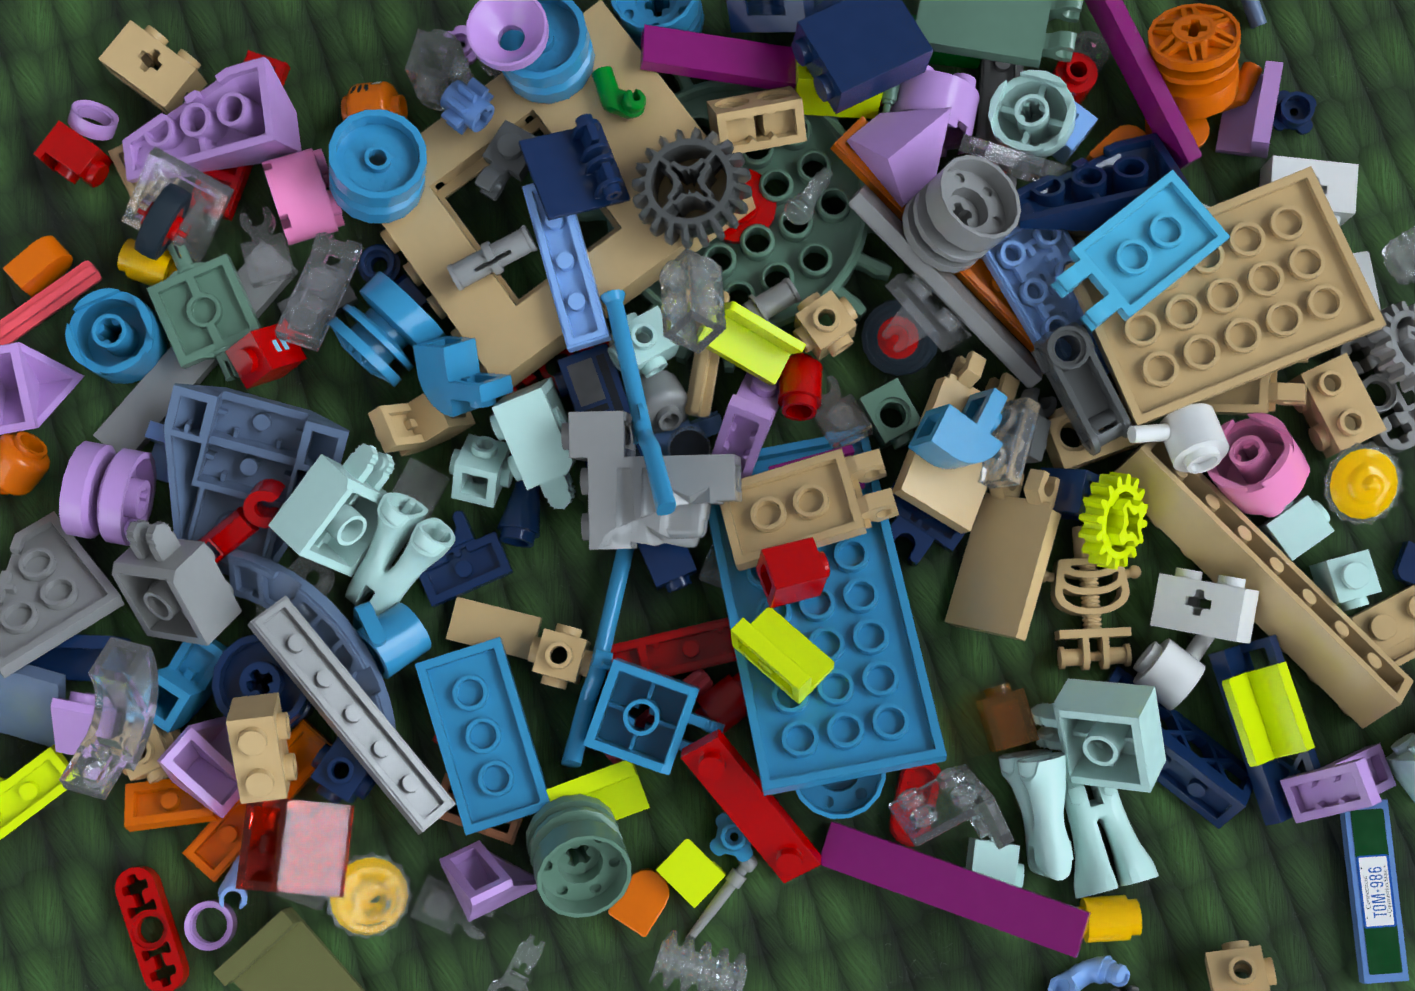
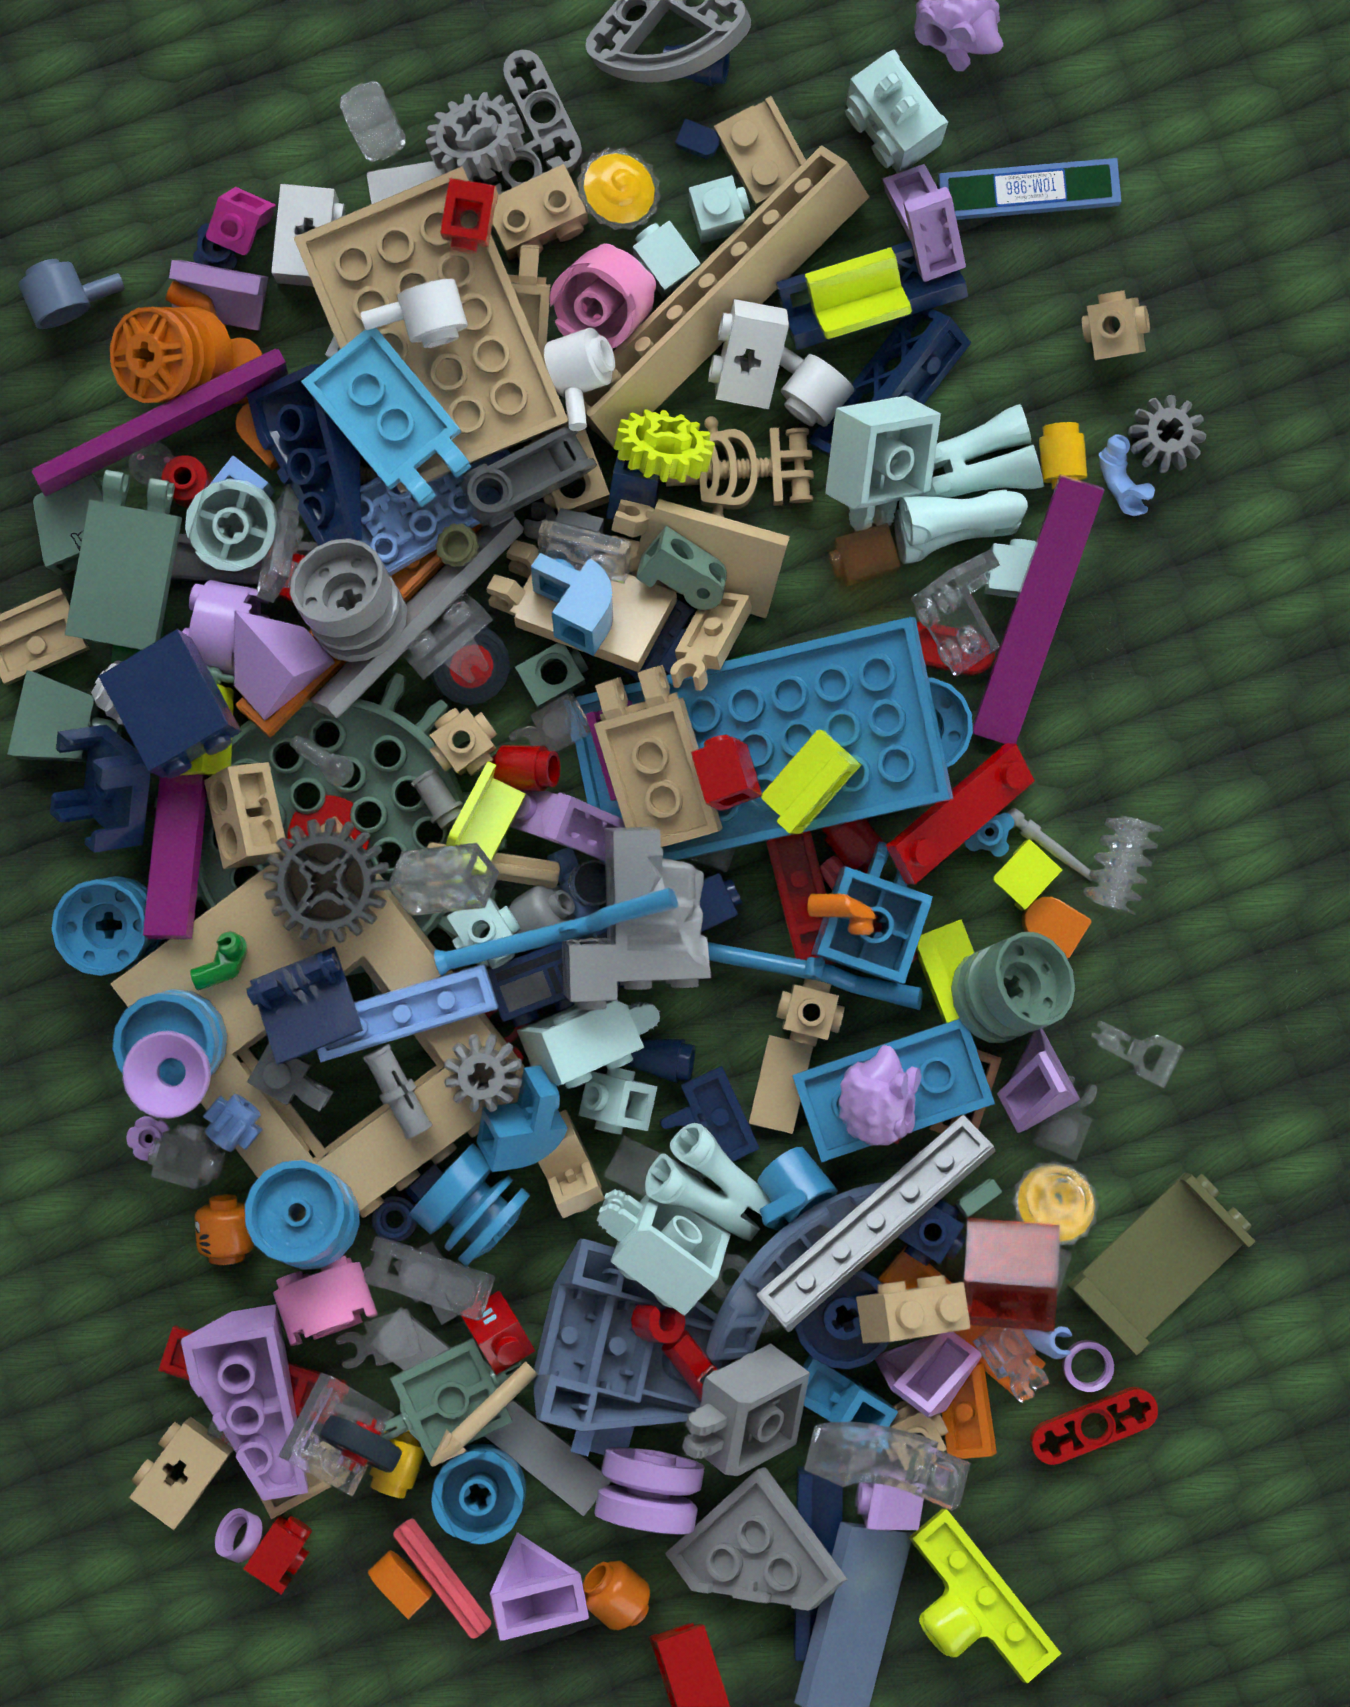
camera: 90 degrees left, 5 degrees up
(160, 310) = (453, 1443): none -> tan piece
(217, 845) = (1007, 1355): none -> clear plate
(376, 816) = (977, 1197): none -> sand green tile
(470, 718) = (879, 1098): none -> lavender animal
(493, 325) = (467, 1065): none -> light grey gear
(659, 682) = (843, 906): none -> orange arm
(925, 562) = (710, 639): none -> tan plate
(992, 538) = (684, 569): none -> sand green leg
(1014, 322) = (457, 545): none -> olive piece
(1244, 288) = (429, 310): none -> white piece
(1323, 126) = (237, 219): none -> dark pink bracket
(1354, 320) = (466, 198): none -> red brick

